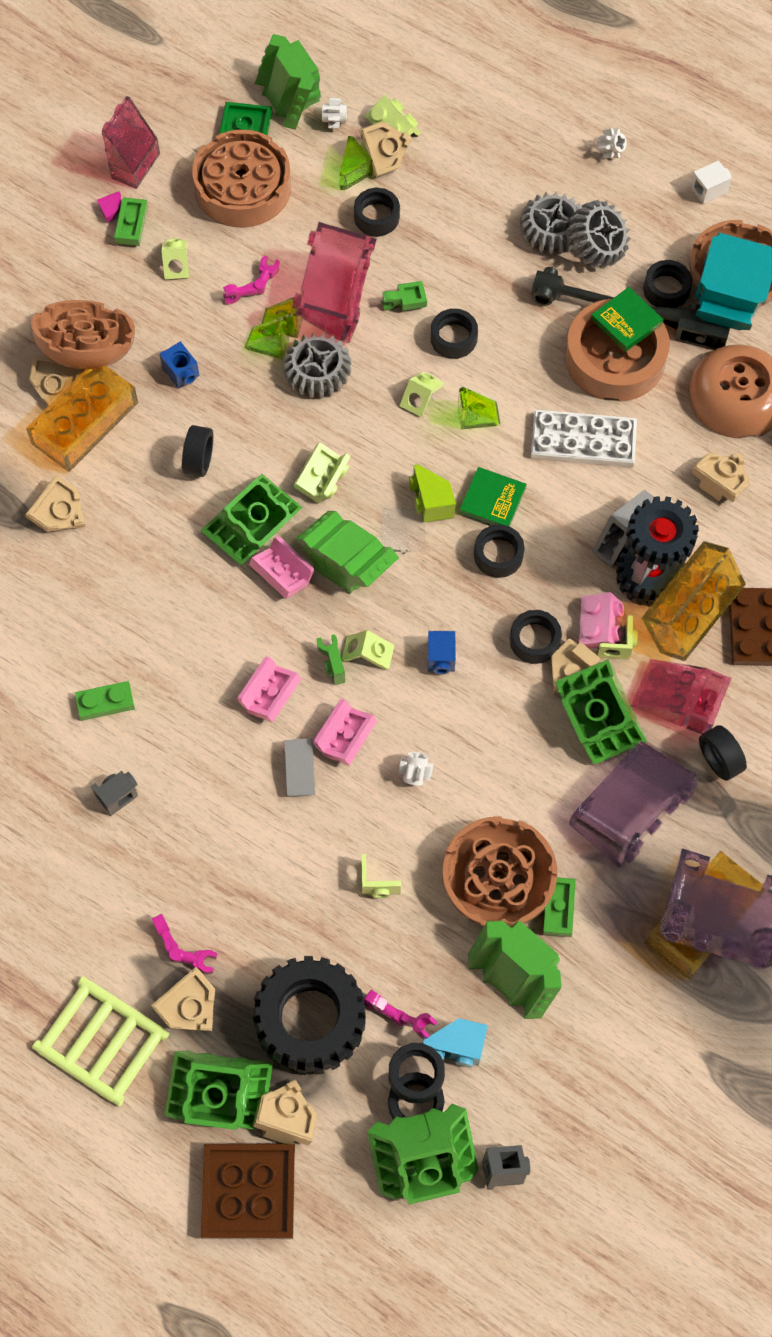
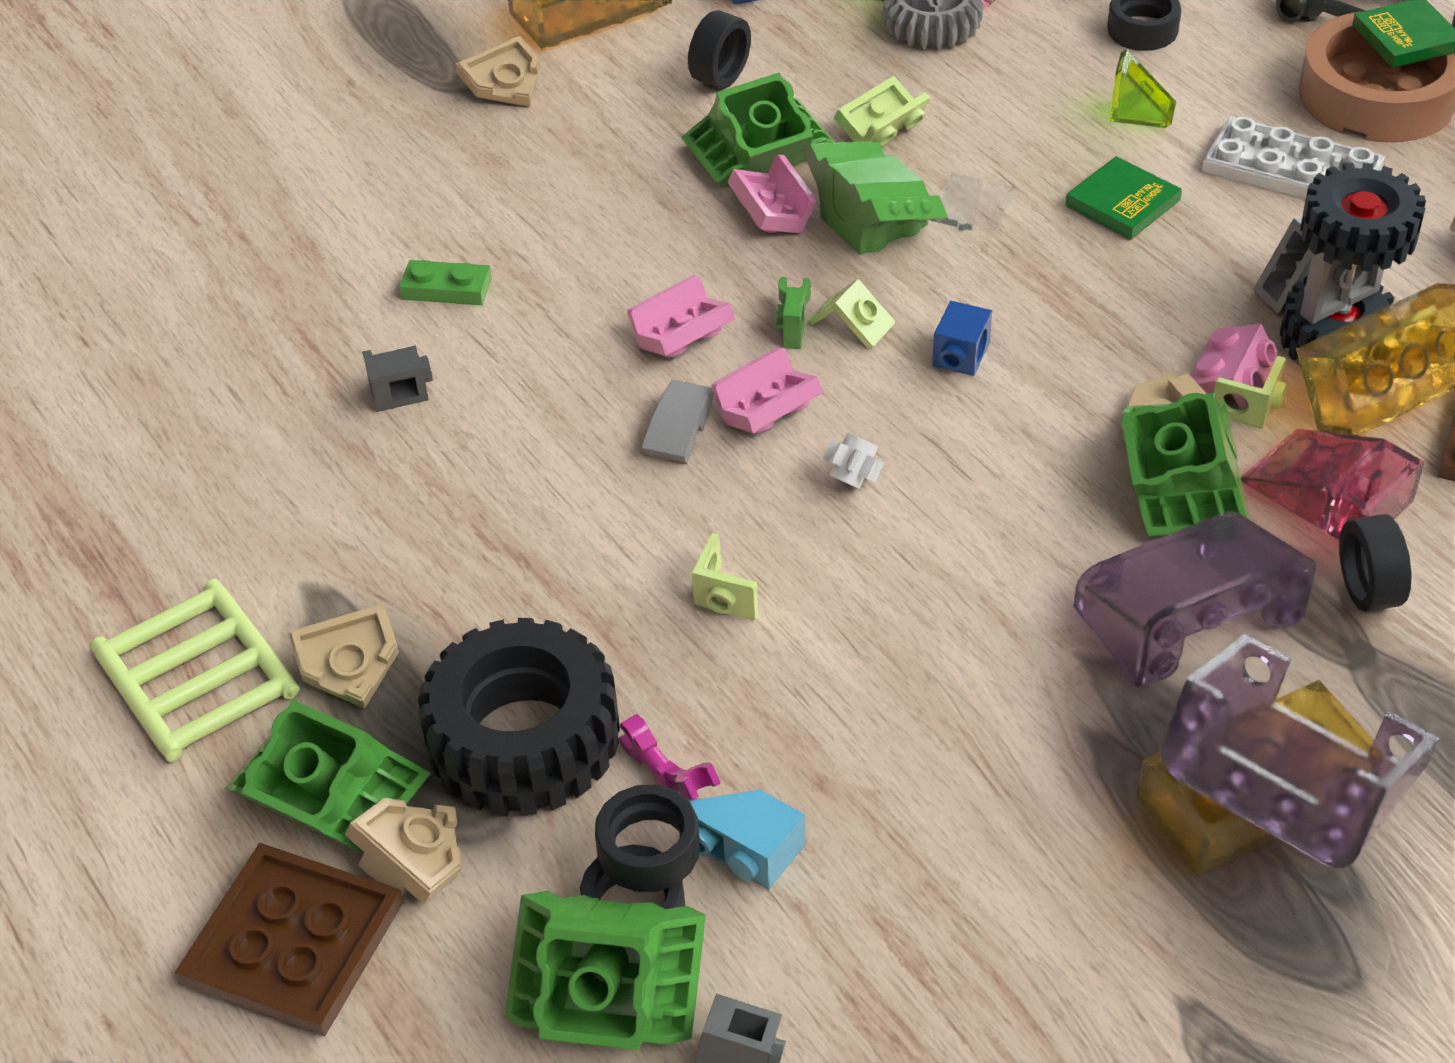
camera: 25 degrees right, 20 degrees down
(179, 955) = (370, 593): dark pink piece -> none
(423, 385) = (1071, 57): yellowish green bracket -> none
(433, 495) = (1031, 168): lime slope -> none
(477, 848) = (956, 619): nougat brick -> none
(503, 533) = (1108, 230): black tyre -> none
(517, 965) = (895, 746): bright green slope -> none
(541, 618) = (1123, 336): black tyre -> none
(560, 909) = (1006, 701): bright green plate -> none

